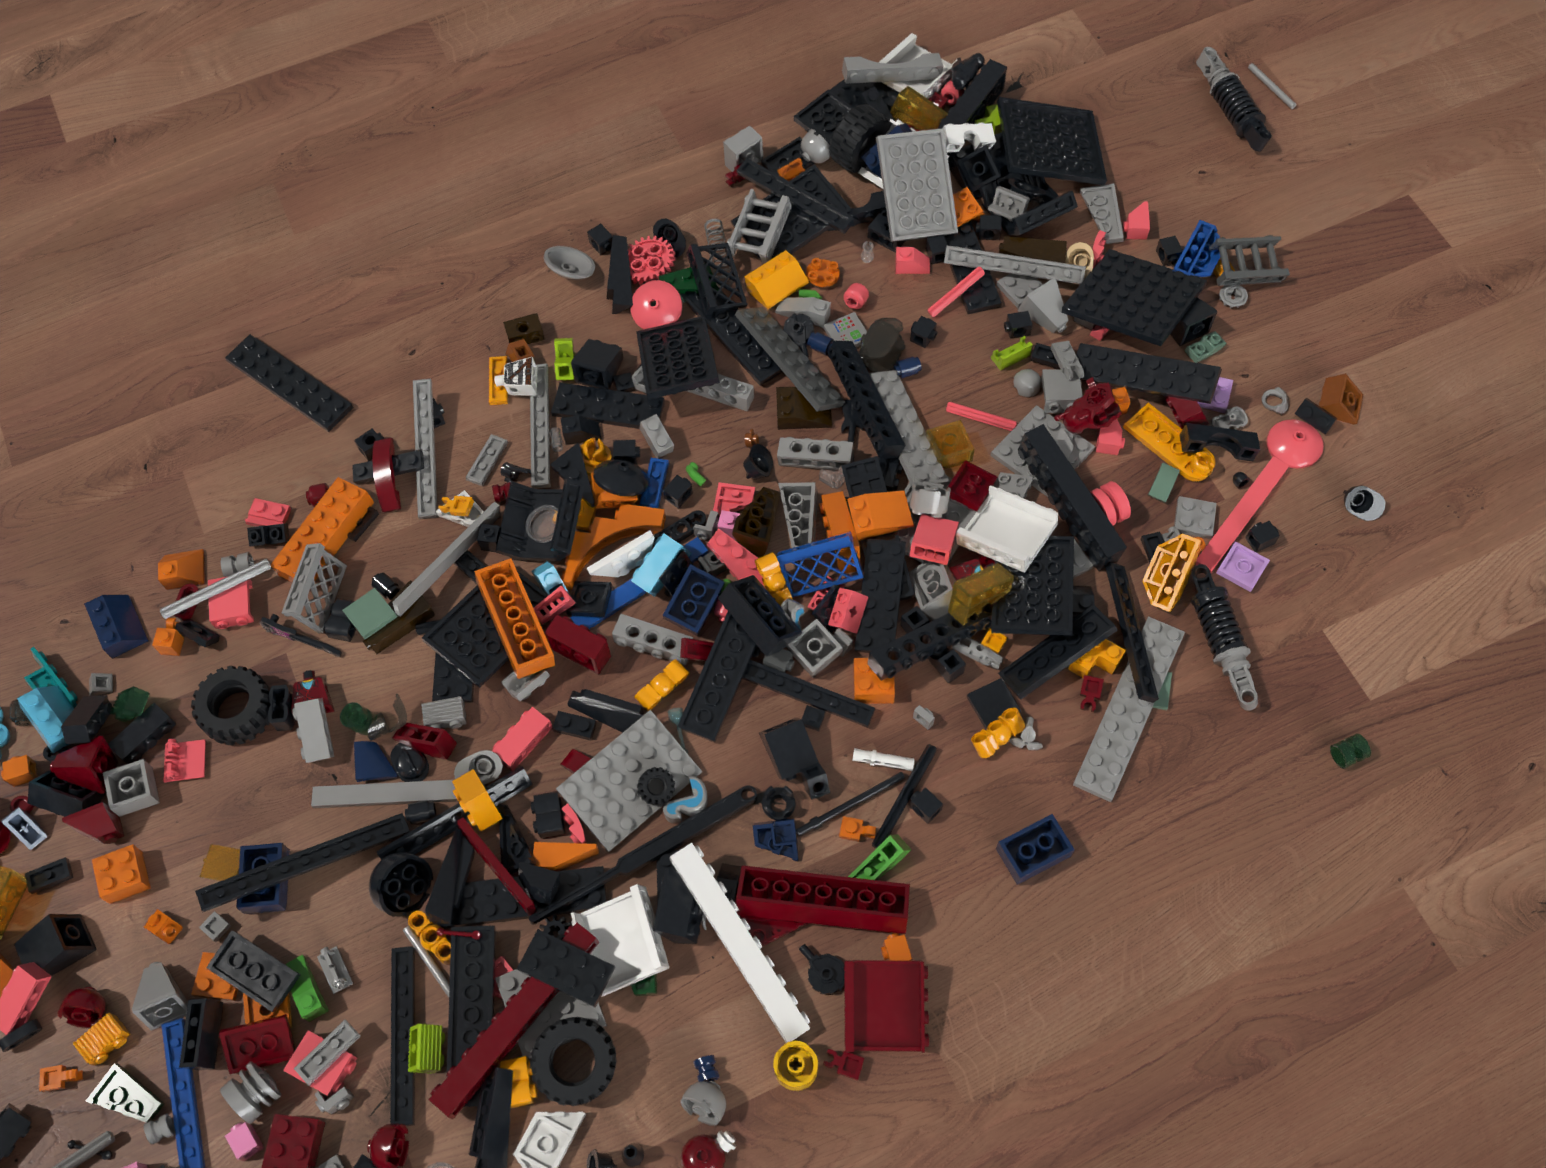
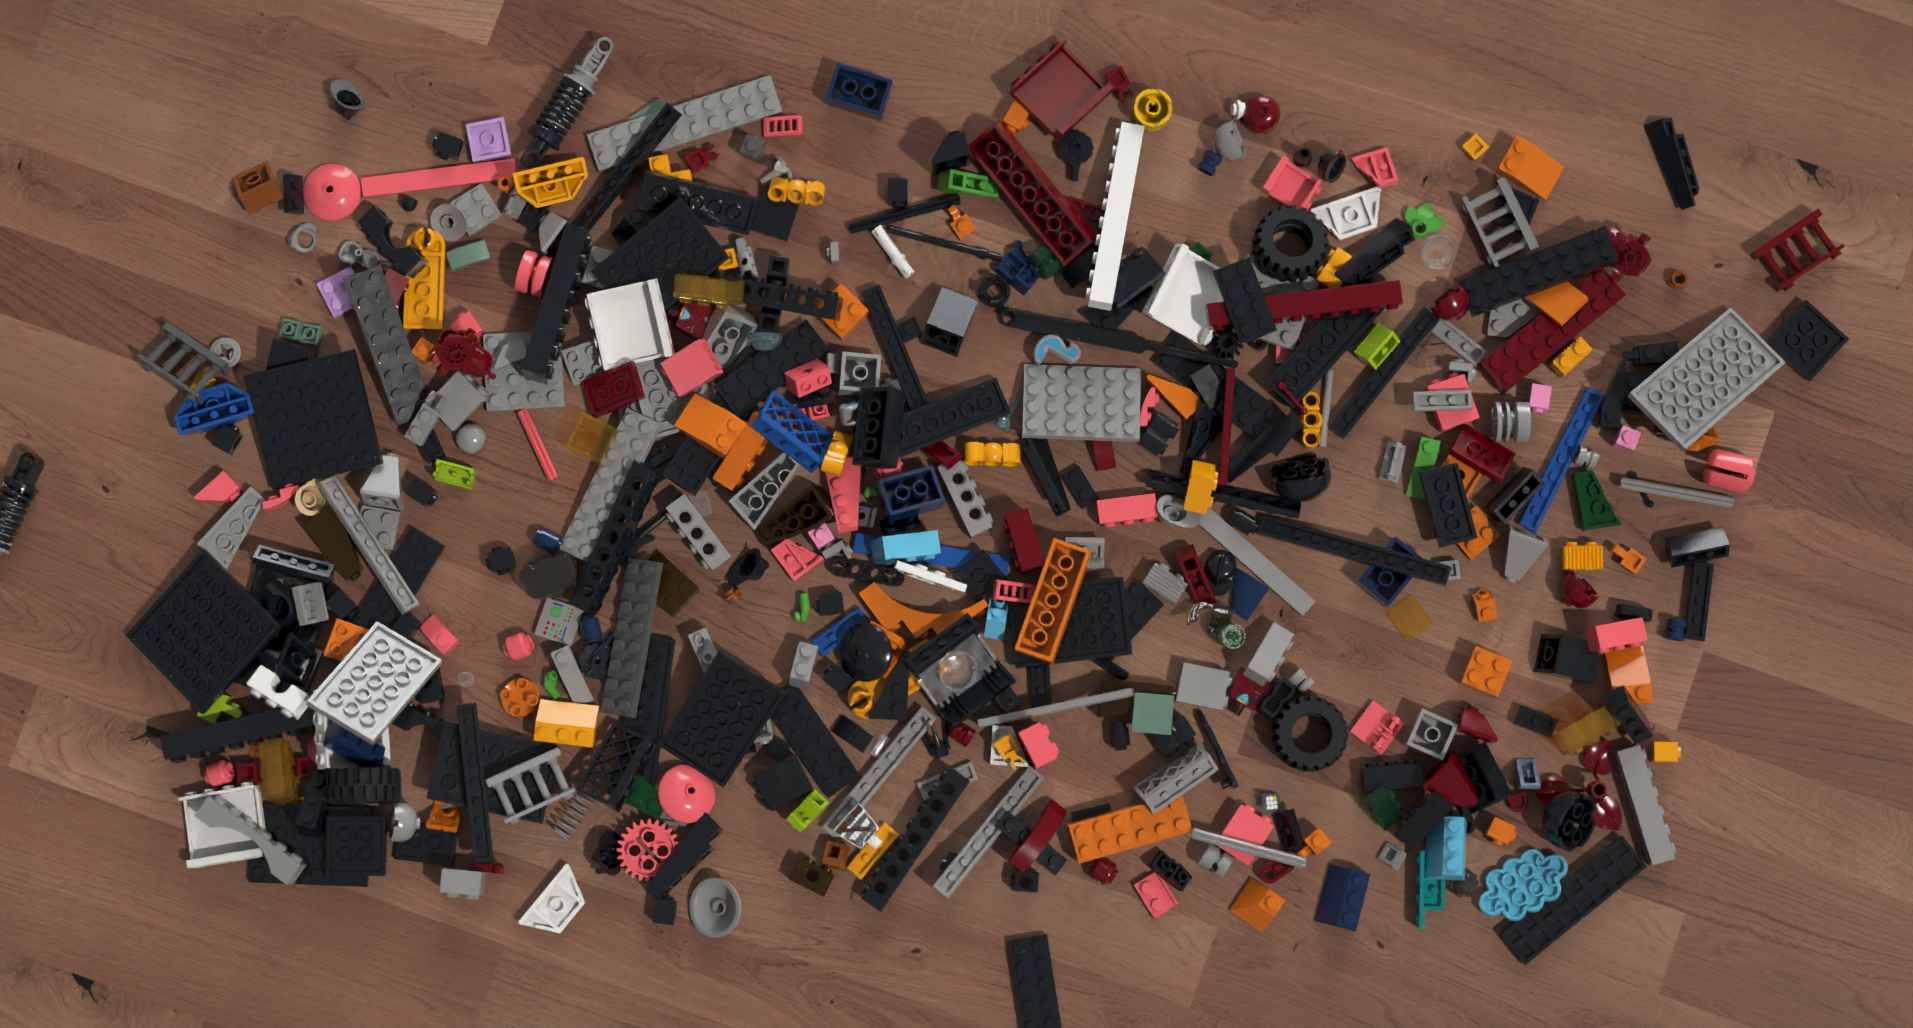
camera: 140 degrees left, 20 degrees up
(229, 640) = (1270, 802): none -> slope
(274, 738) = (1297, 678): none -> light grey wheel
(349, 670) = (1203, 687): none -> light grey brick
(354, 1124) = (1458, 342): none -> light grey tile
(436, 519) = (1038, 746): none -> coral brick
(474, 407) = (879, 900): none -> black brick
(618, 1120) = (1291, 185): none -> coral panel
(665, 777) = (1069, 366): black tyre -> none
(674, 191) = (556, 904): none -> white wing
(760, 858) = (1046, 262): none -> clear green wheel
(815, 781) = (956, 278): black brick -> none
(905, 601) = (764, 340): none -> clear light blue piece
(915, 864) = (952, 153): none -> black slope
(929, 499) = (662, 400): light grey brick -> none
(956, 291) = (438, 569): coral axle -> none
(965, 70) = (195, 771): black animal -> none
(1049, 783) = (794, 118): none -> coral slope
(1063, 732) = (752, 148): none -> dark grey brick
(1136, 550) = (551, 232): none -> light grey slope
(1201, 490) = (441, 223): none -> light grey dish

